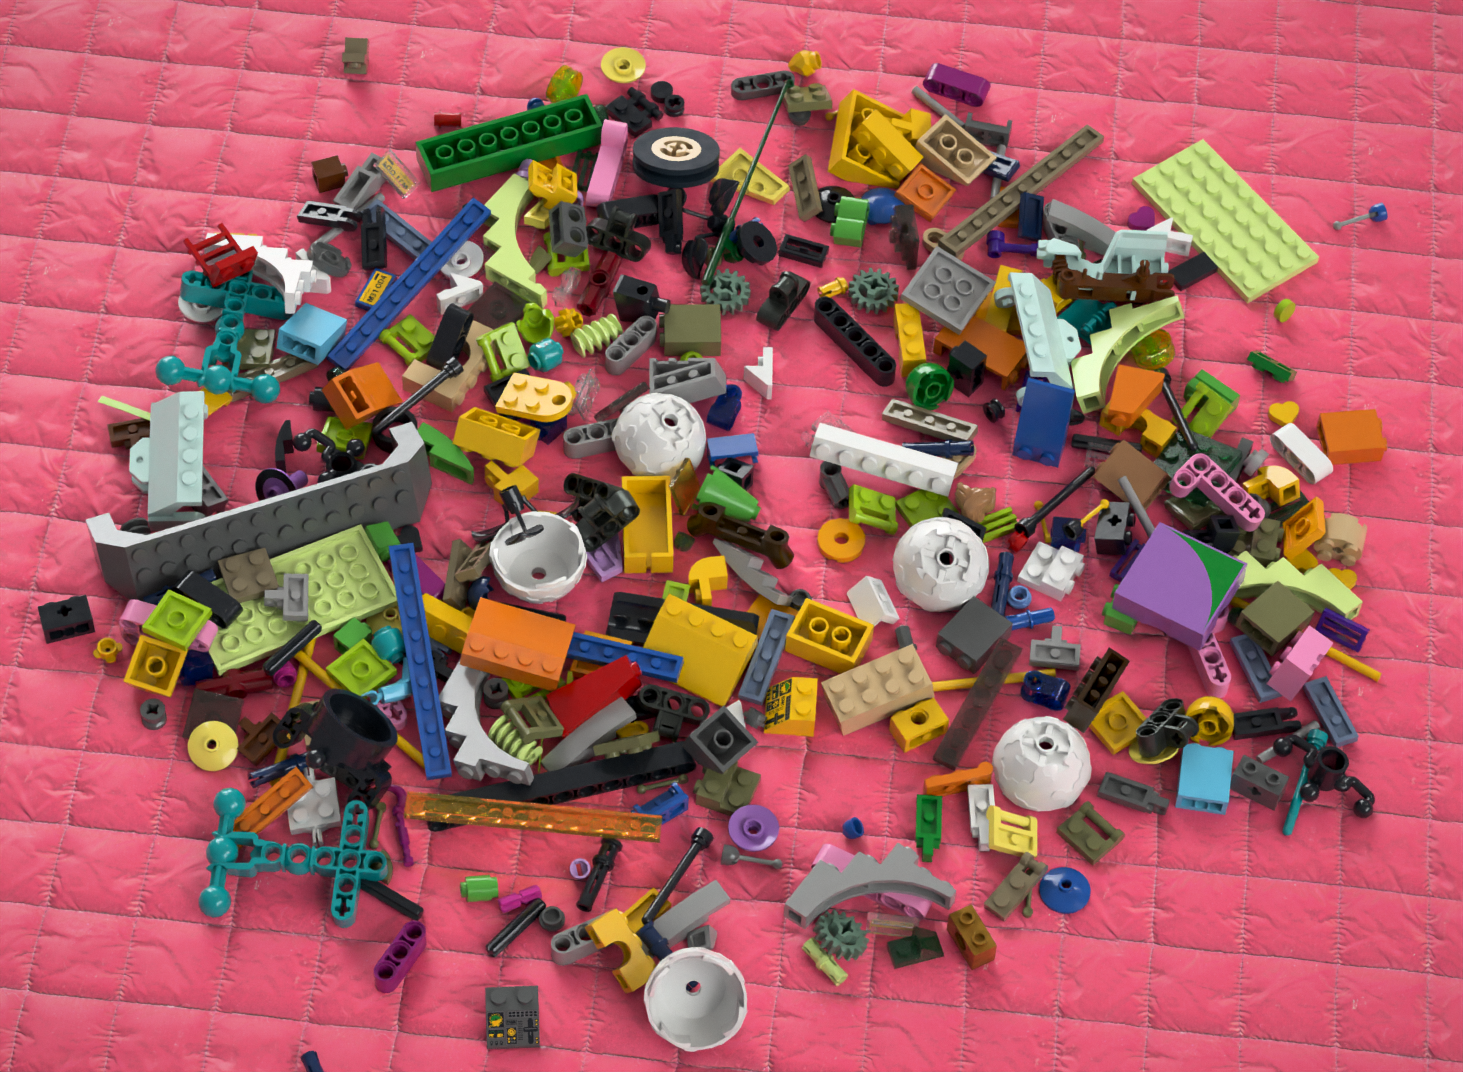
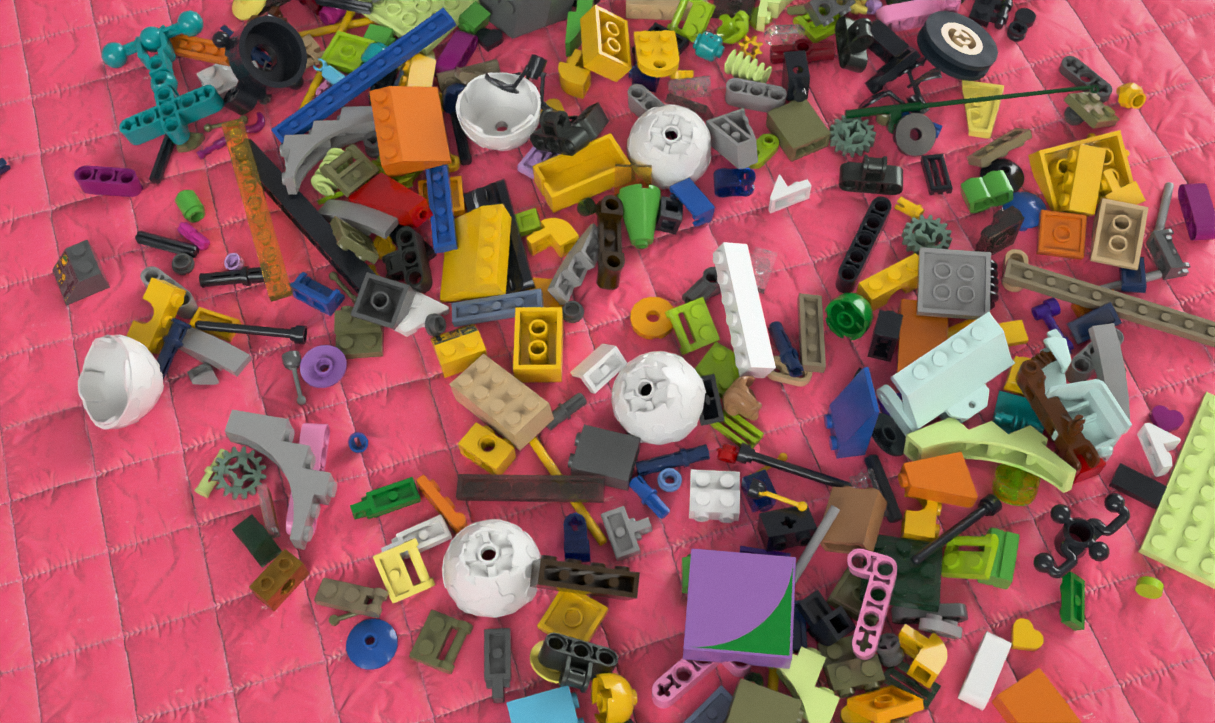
camera: 70 degrees right, 5 degrees up
(1222, 332) = (1087, 531): none -> black wheel

